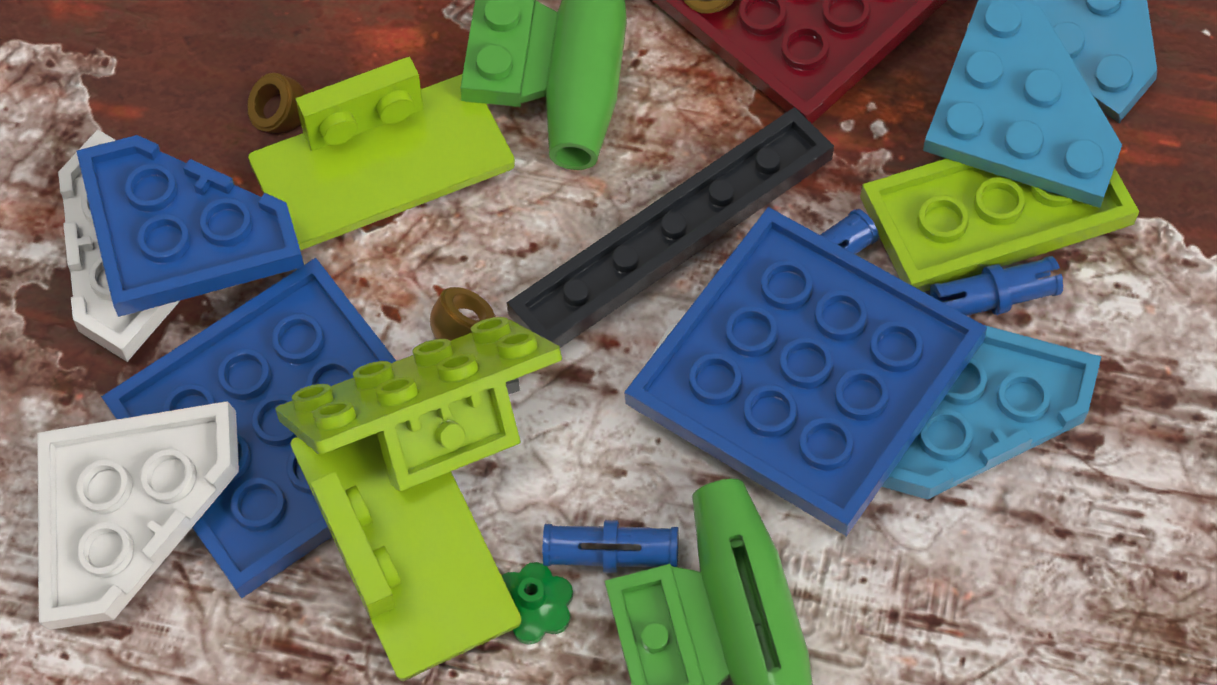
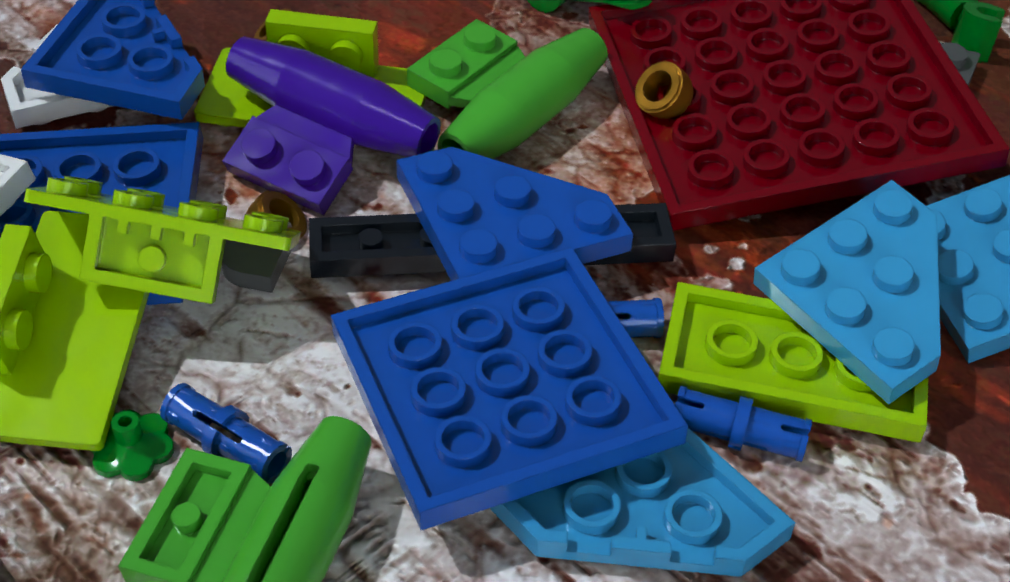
camera: 30 degrees right, 15 degrees down
(427, 194) = (315, 120): none -> dark purple plate
(676, 205) = (501, 214): none -> blue plate

